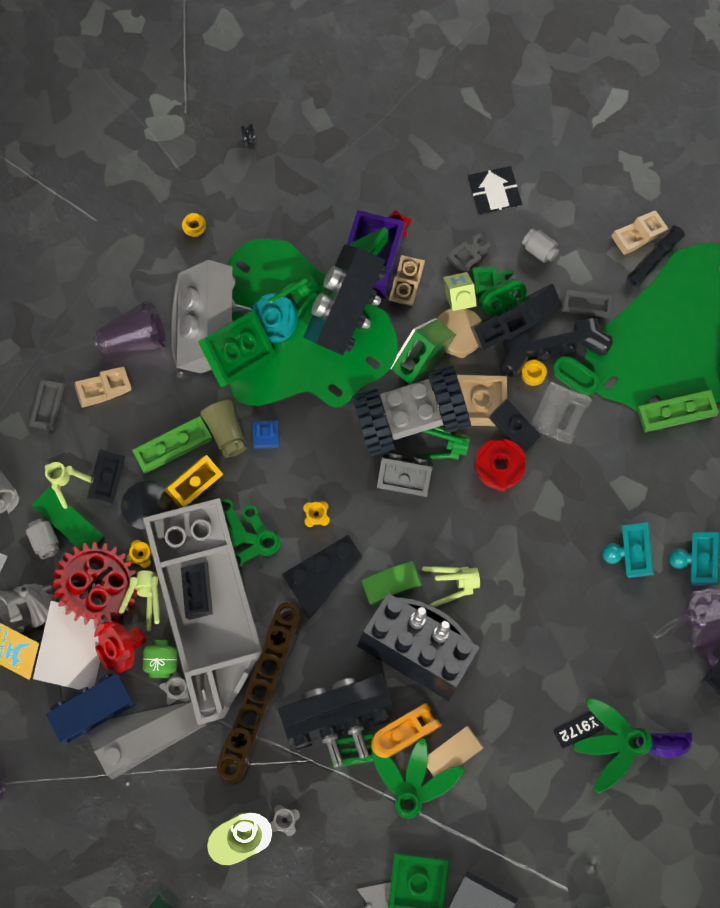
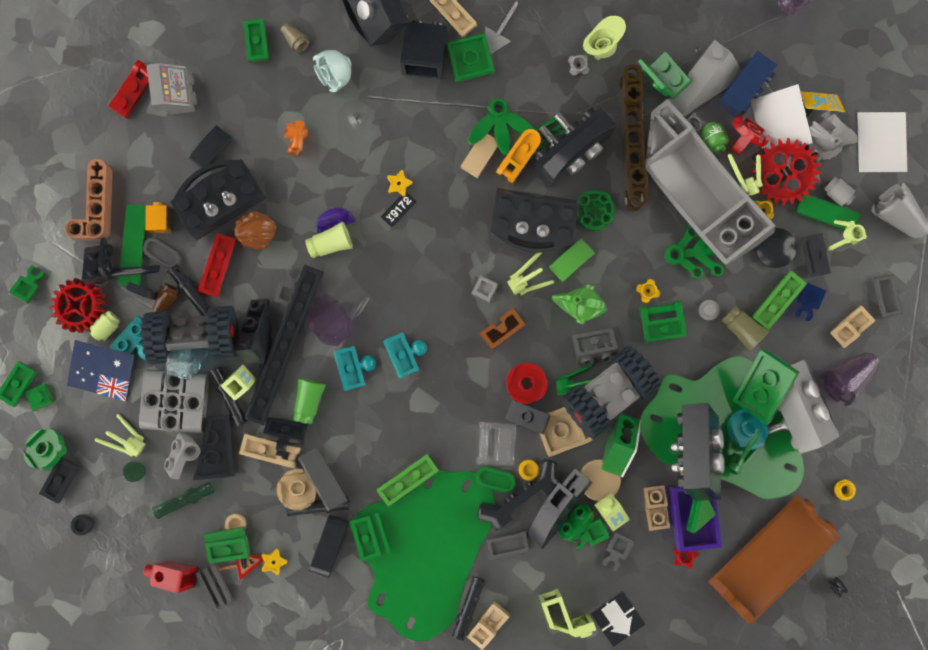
camera: 160 degrees right, 15 degrees up
(135, 433) = (811, 298): none -> clear blue plate
(187, 756) = (666, 75): none -> green bracket
(193, 481) = (750, 274): yellow brick -> none
(196, 591) = (710, 195): black plate -> none
(256, 465) = (709, 310): none -> light grey plate
(265, 434) = (712, 338): blue tile -> none
(303, 184) = (774, 559): none -> dark orange cylinder
(316, 464) = (664, 328): none -> green plate
(321, 573) = (626, 246): black wing -> none
(339, 631) = (595, 210): none -> green tile
(402, 525) = (581, 303): none -> bright green helmet
(508, 591) = (485, 288): none -> light grey tile
(512, 527) = (509, 325): none -> dark orange brick
(540, 245) = (563, 580): light grey brick -> none
(548, 193) = (576, 627): none -> yellowish green piece
(560, 757) = (400, 177): none -> yellow plate
(608, 744) = (364, 208): green plant -> none
(677, 873) = (297, 134): none -> orange plate
(679, 717) = (329, 241): none -> yellowish green plant

